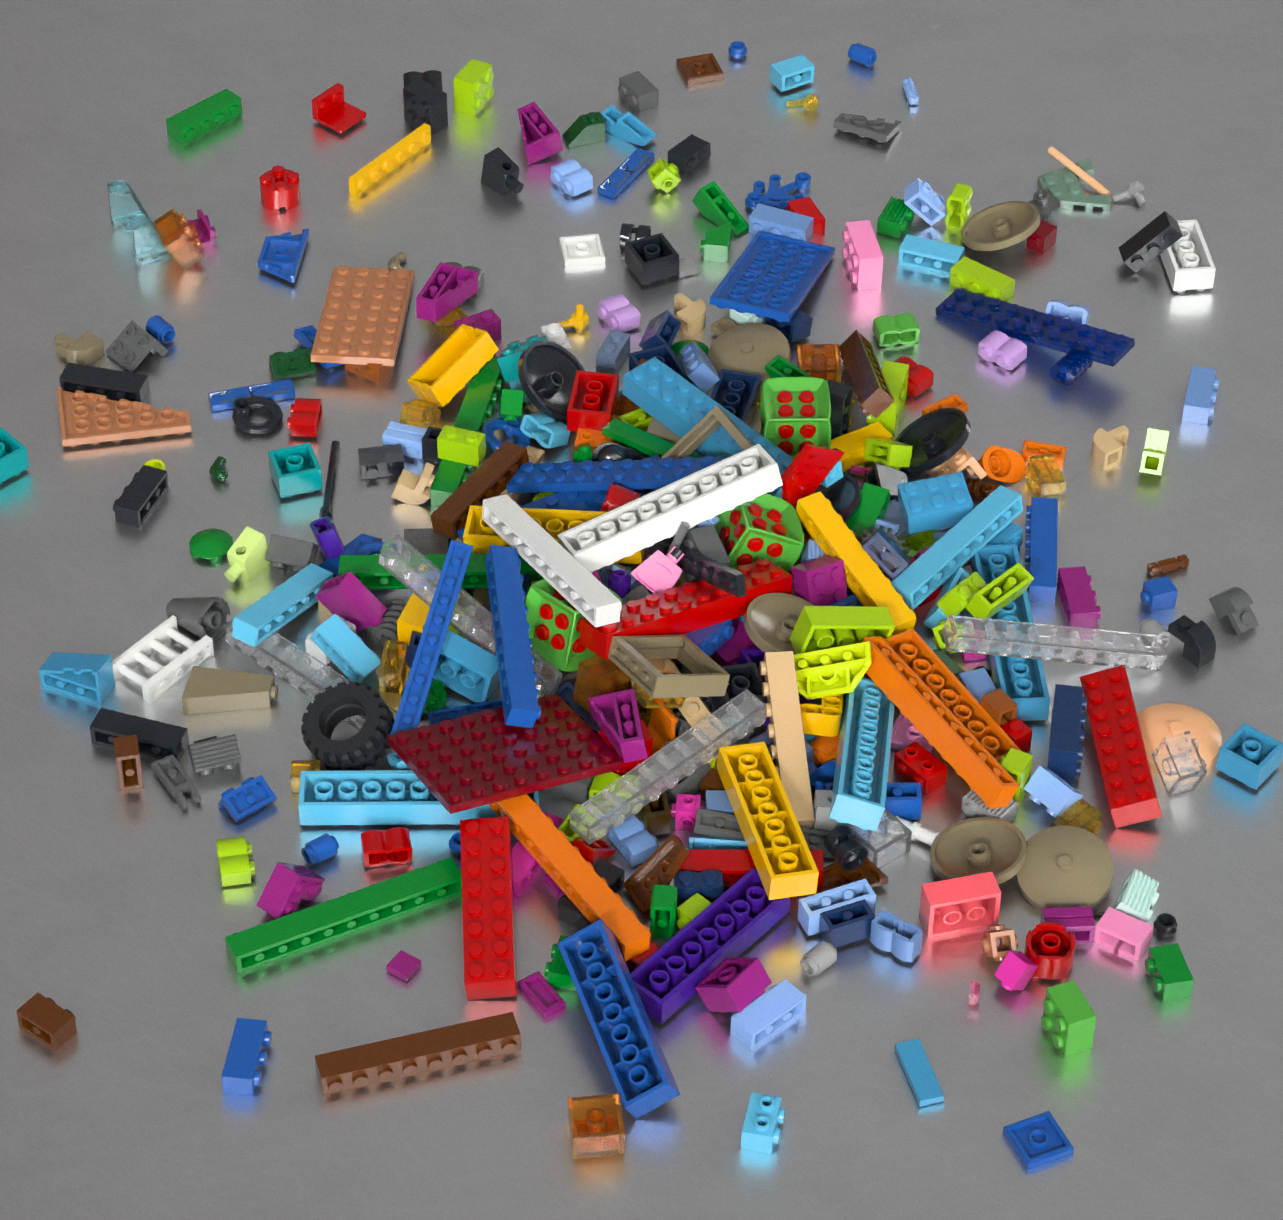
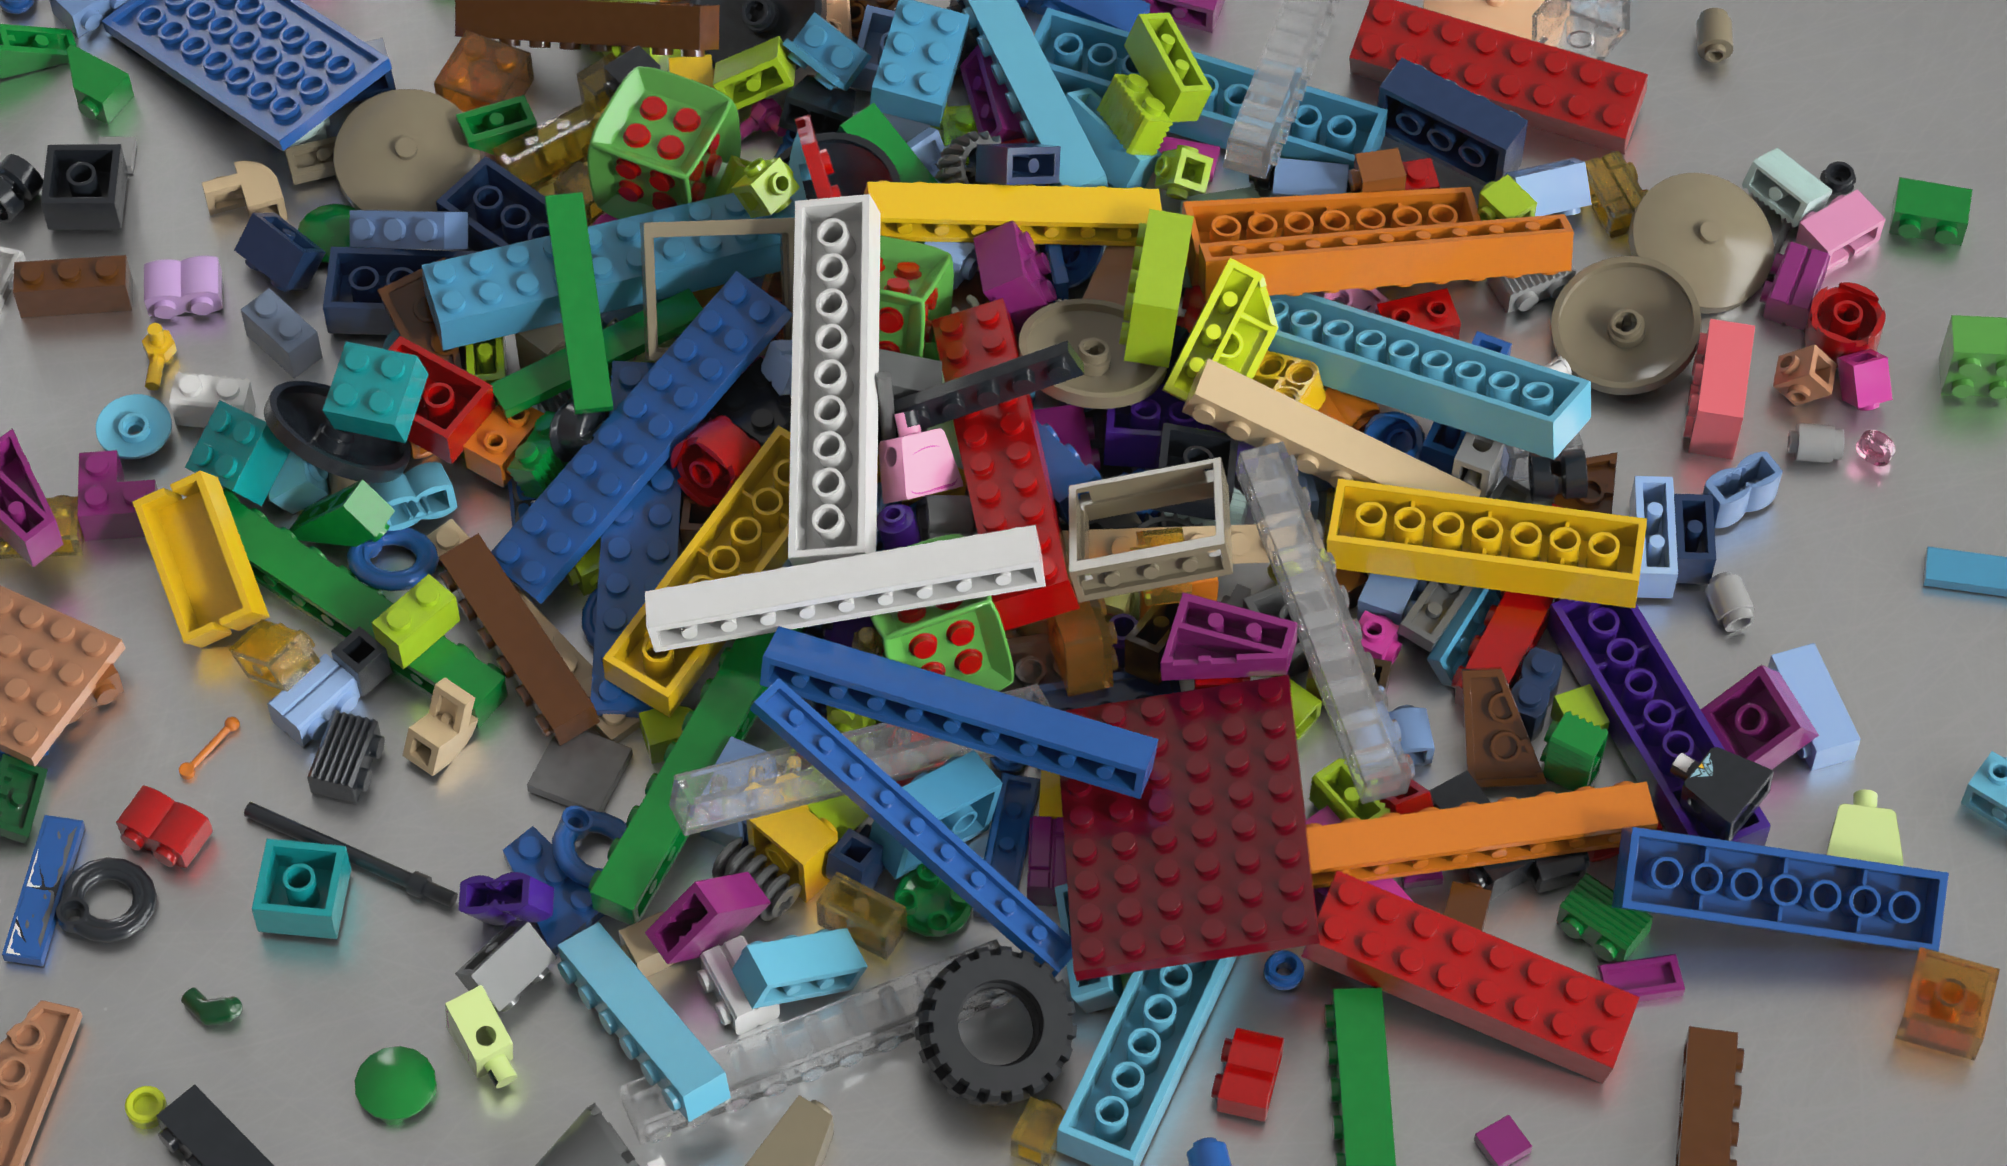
camera: 65 degrees left, 15 degrees up
(346, 418) = (187, 769): none -> orange hinge
(524, 326) = (131, 415): none -> medium azure dish
(536, 904) = (1468, 904): none -> reddish brown brick
(571, 371) = (375, 392): none -> teal brick
(591, 276) = (73, 286): none -> reddish brown brick
(663, 968) = (1722, 789): none -> black torso
(667, 415) = (578, 303): none -> green tile
(690, 1061) = (1866, 831): none -> yellowish green torso
(777, 444) = (766, 187): none -> lime brick
(915, 467) = (828, 53): none -> dark azure bracket
(958, 965) = (1816, 443): none -> light grey brick
(1229, 836) = (1714, 35): none -> dark tan brick

